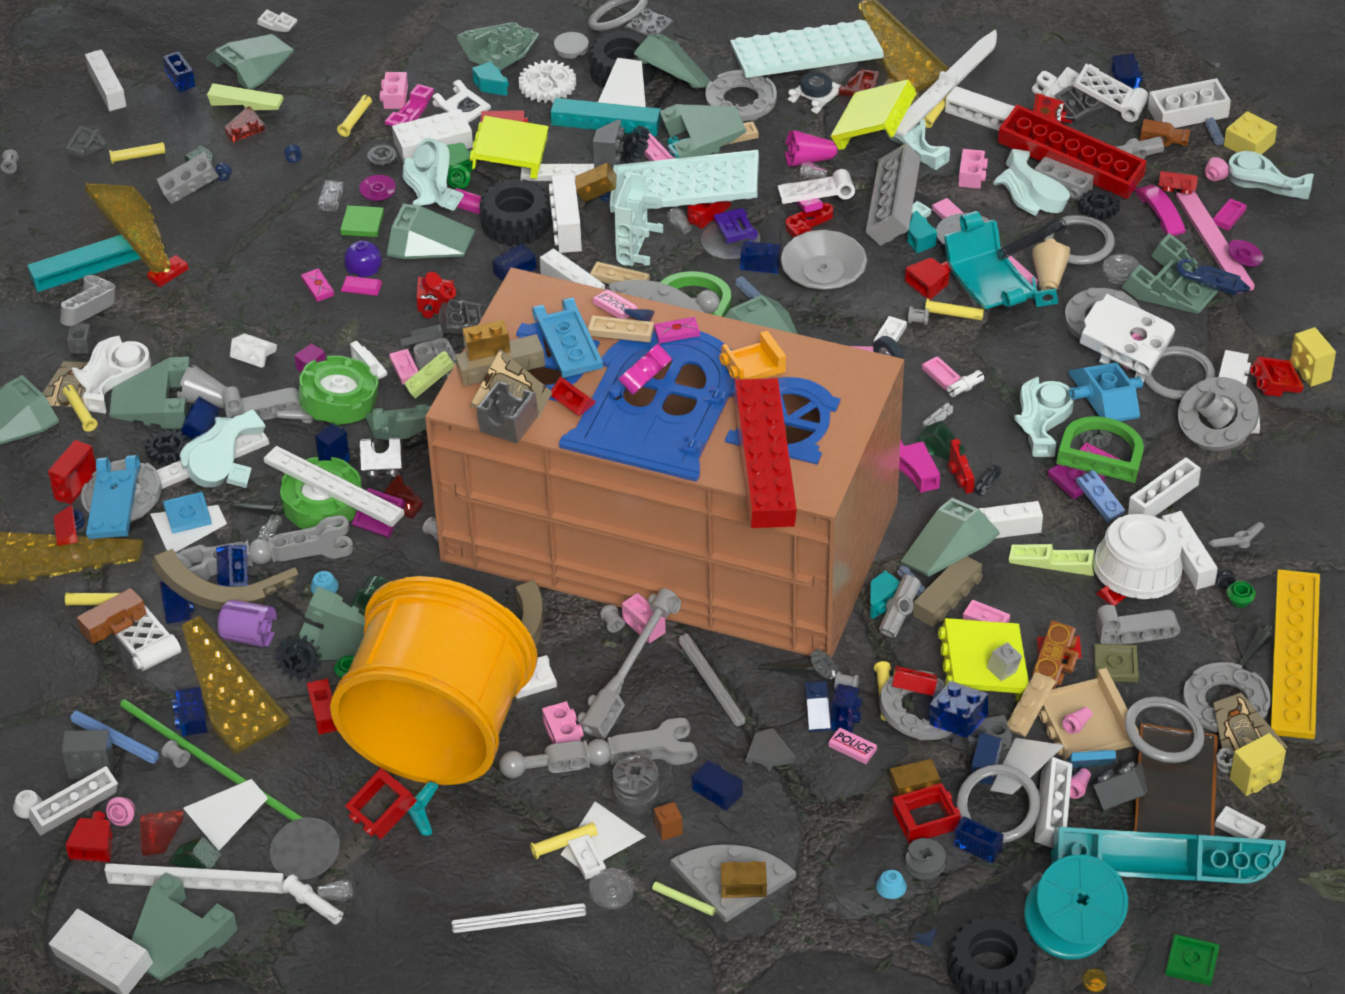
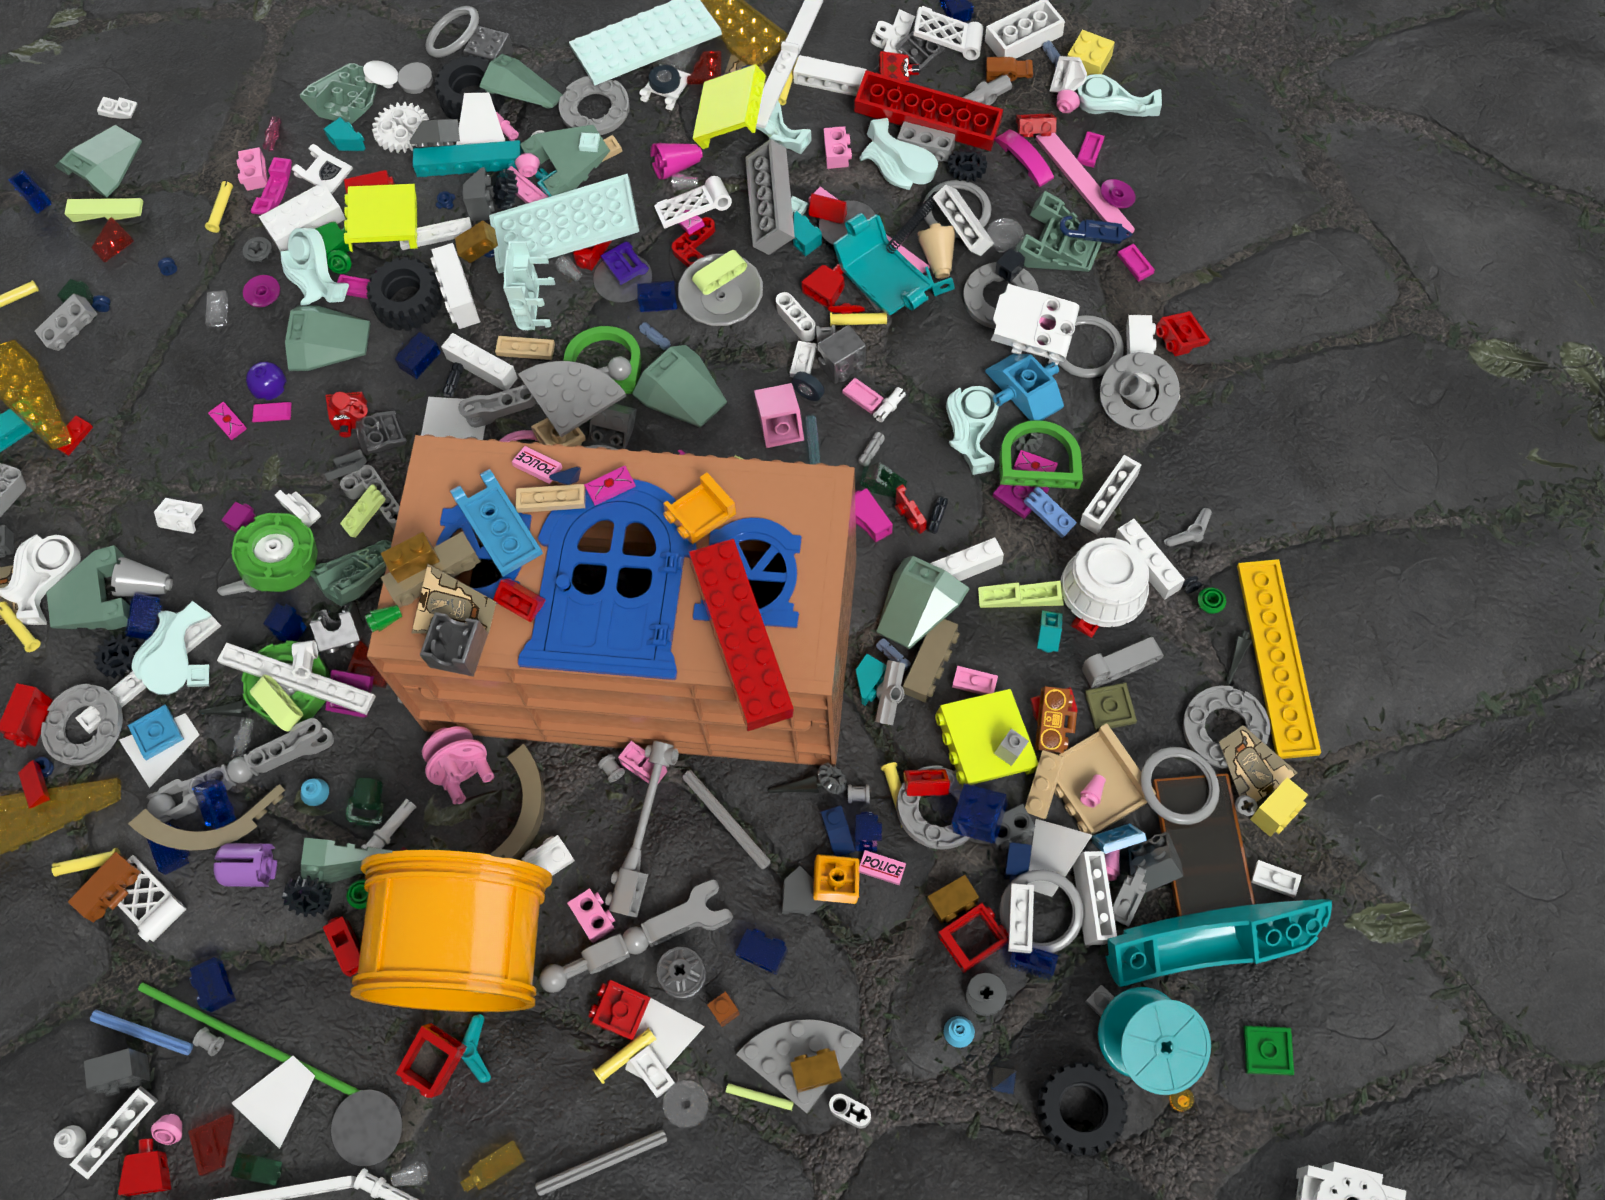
camera: 10 degrees left, 20 degrees up
(112, 507) = (74, 749): dark azure hinge -> none
(233, 698) = (254, 957): clear yellow wing -> none
(262, 404) = (199, 586): light grey beam -> none
(311, 497) = (276, 702): none -> yellowish green beam
(346, 468) = (303, 658): none -> white piece
(362, 221) = (255, 333): bright green tile -> none
(403, 365) = (335, 502): bright pink plate -> none
(415, 900) = (493, 1167): none -> clear yellow hinge
(420, 66) = (272, 134): none -> clear pink pin
(447, 388) = (382, 618): none -> green cone
(469, 567) = (453, 758): none -> bright pink piece
(539, 34) = (380, 73): none -> white dish
(567, 801) = (618, 1009): none -> red plate
(574, 147) = (445, 200): none -> dark blue plate
(581, 87) = (436, 133): none -> dark grey slope
(645, 369) = (588, 550): dark pink piece -> none
(650, 101) = (507, 129): none -> bright pink axle
(662, 129) = (527, 164): none -> bright pink cone
(728, 119) = (589, 142): none -> light aqua tile
(767, 922) = (858, 1107): none -> white beam
(805, 740) = (847, 873): none -> light orange brick
(826, 243) = (719, 272): none -> yellowish green beam
(892, 296) = (792, 310): none -> white beam
(930, 332) = (842, 354): none -> flat silver piece
(944, 299) = (846, 308): none -> red piece
(947, 213) = (827, 208): none -> red slope
(975, 795) = (1021, 918): none -> white plate
(1071, 590) = (1049, 631): none -> teal slope
(1080, 244) = (963, 220): none -> white brick
(1088, 804) = (1129, 897): none -> light grey hinge
(1118, 287) = (1010, 265): none -> black brick
(1223, 146) = (1068, 74): none -> white slope
(1248, 313) = (1135, 262): none -> dark pink tile
(1312, 357) = (1212, 305): light yellow piece -> none

